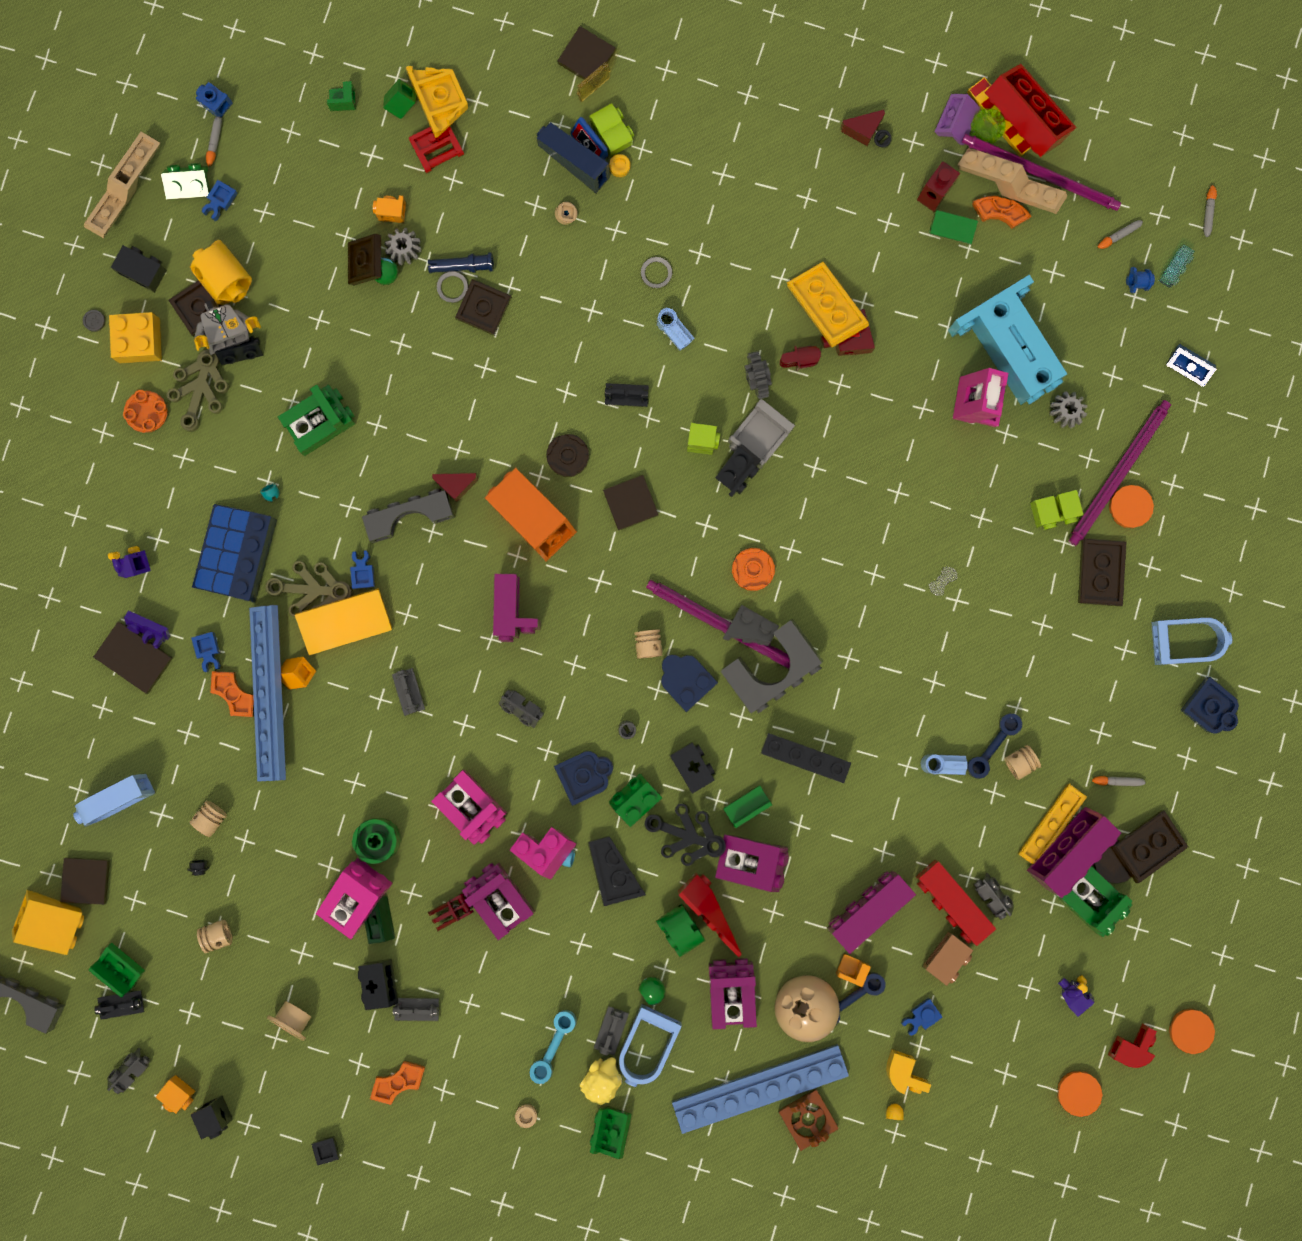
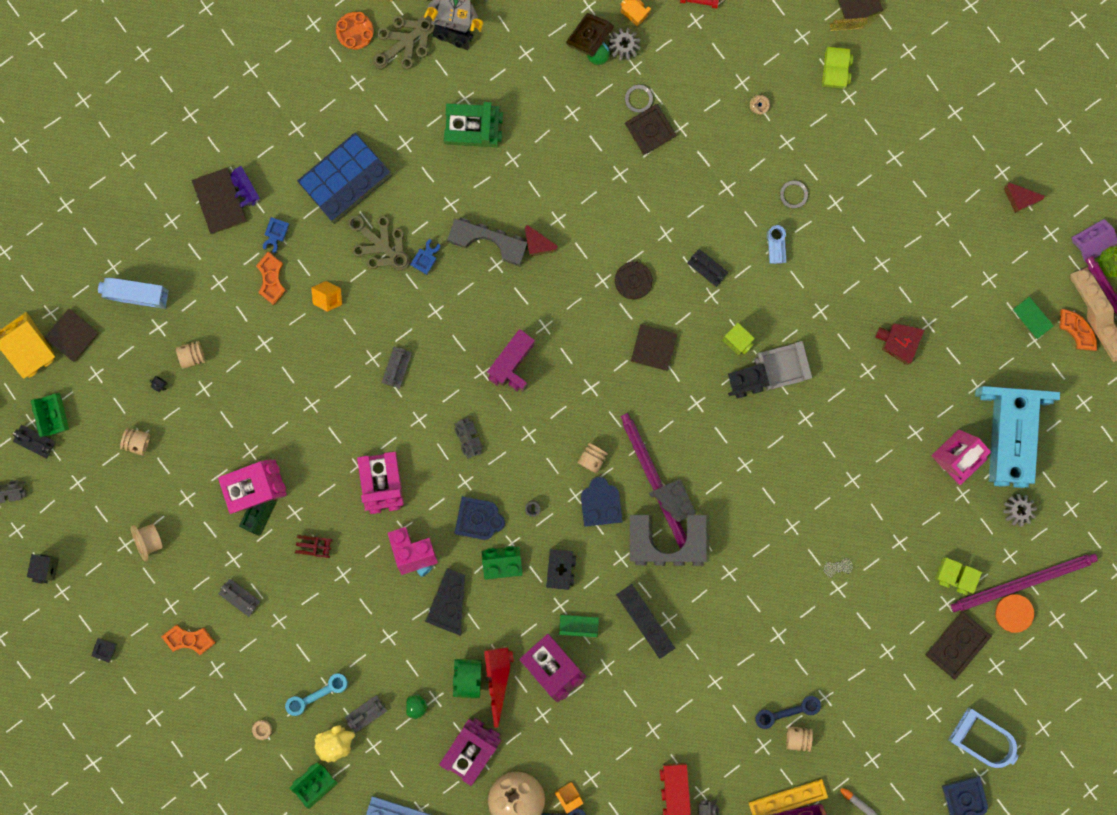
camera: 35 degrees right, 0 degrees up
(131, 564) = (266, 134): dark purple piece -> none
(176, 1095) = (27, 533): light orange brick -> none
(267, 693) = (296, 296): medium blue plate -> none
(270, 491) = (401, 152): teal hinge -> none
(343, 621) = (387, 284): yellow tile -> none
(367, 849) = (287, 457): green brick -> none
(384, 993) = (225, 569): black brick -> none
(472, 263) = (665, 92): dark blue pin -> none
(479, 888) = (346, 544): magenta brick -> none
(530, 514) = (576, 304): orange slope -> none
(574, 156) = (794, 67): dark blue slope -> none
(586, 136) = (813, 64): slope -> none
(619, 165) = (823, 97): yellow tile -> none
(660, 1020) = (406, 733): light blue window -> none
(688, 836) = (522, 616): black plant -> none
(753, 569) = (707, 459): orange tile -> none
(758, 375) = (812, 322): dark grey gear -> none
(801, 357) = (853, 332): dark red arm -> none
(827, 304) = (900, 307): yellow tile -> none
(870, 911) = (612, 764): magenta brick -> none
(880, 135) = (1028, 212): black hinge -> none
(939, 184) = (1044, 280): dark red torso -> none
(945, 764) = (743, 700): light blue piece -> none

